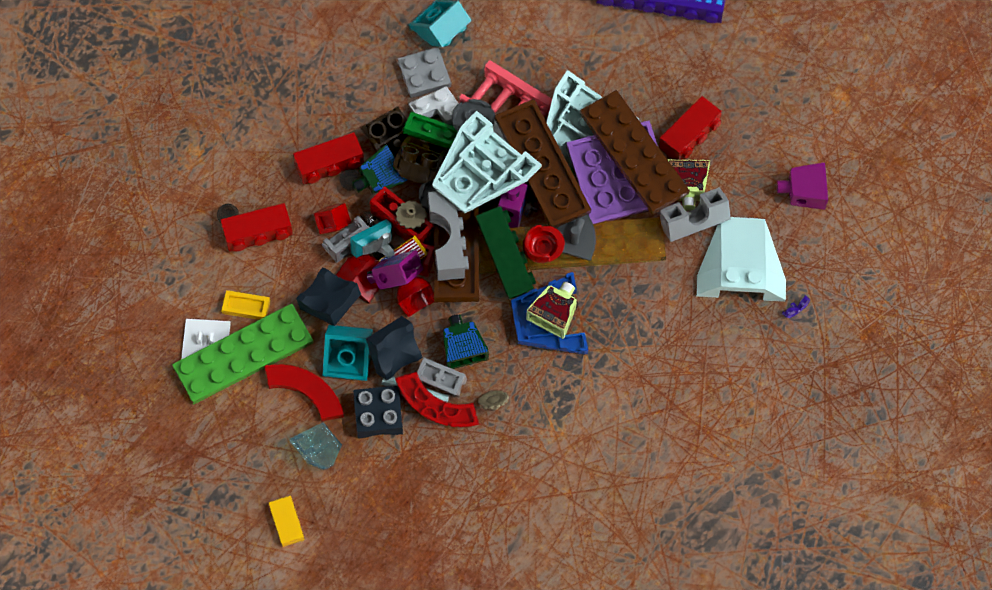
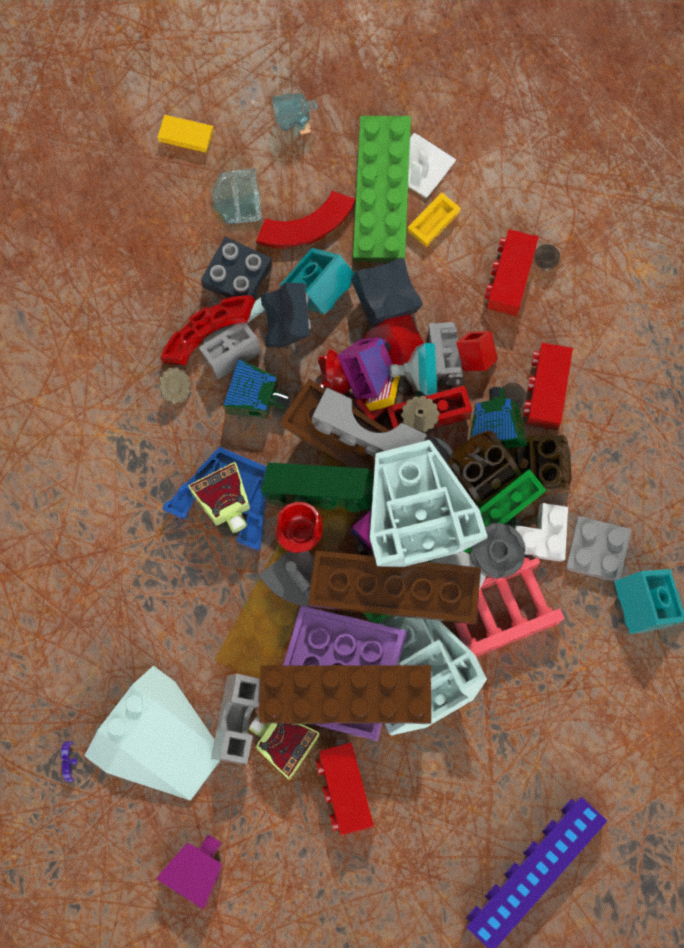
camera: 125 degrees right, 10 degrees up
(219, 448) = (293, 111): none -> clear light blue piece

